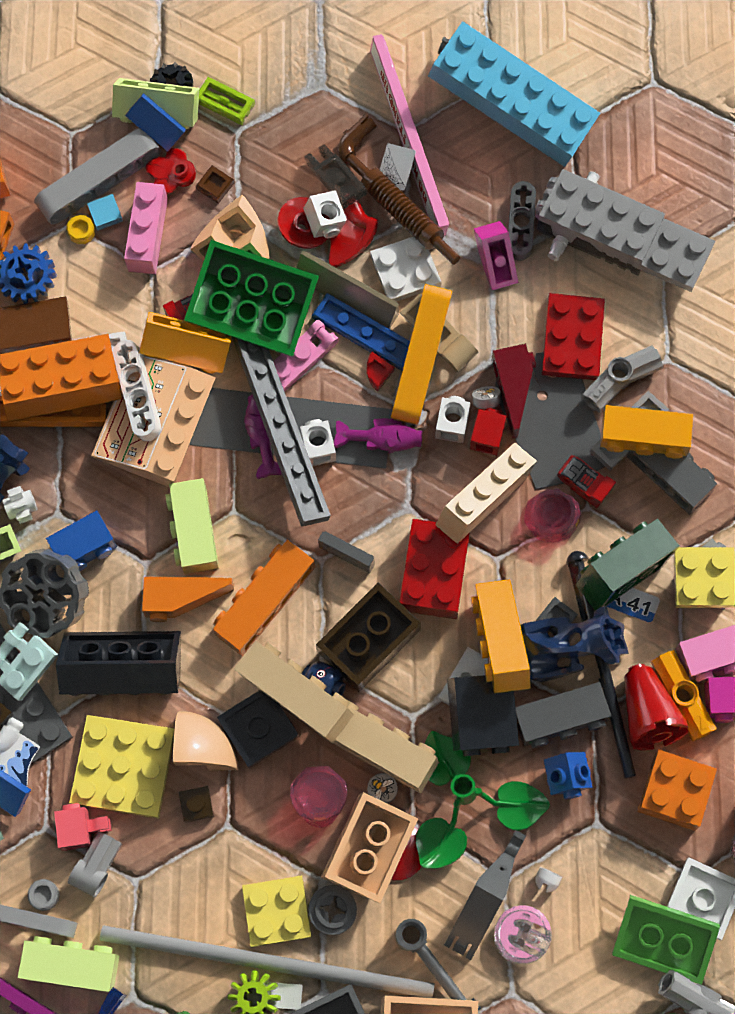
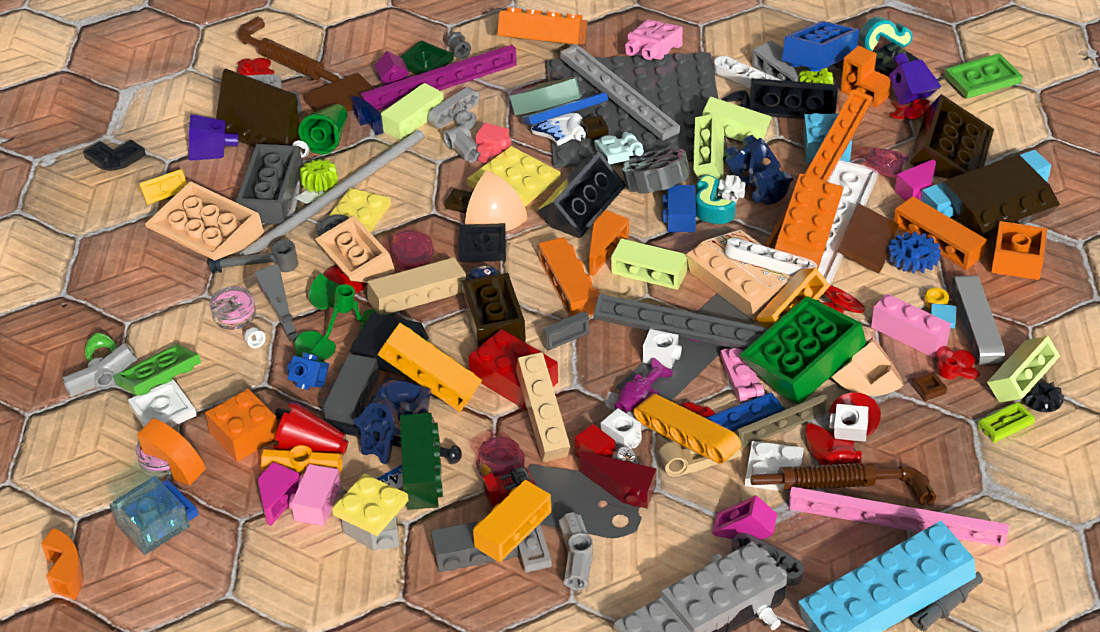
camera: 120 degrees right, 30 degrees down
(34, 527) = (707, 205): none -> teal animal
(140, 301) = (843, 300): none -> red dish
(155, 122) = (1002, 358): blue tile -> none
(294, 691) = (485, 249): tan brick -> none
(337, 176) = (886, 450): clear smoke hinge -> none
(397, 164) = (871, 493): white sticker -> none
(573, 336) = (637, 543): red plate -> none

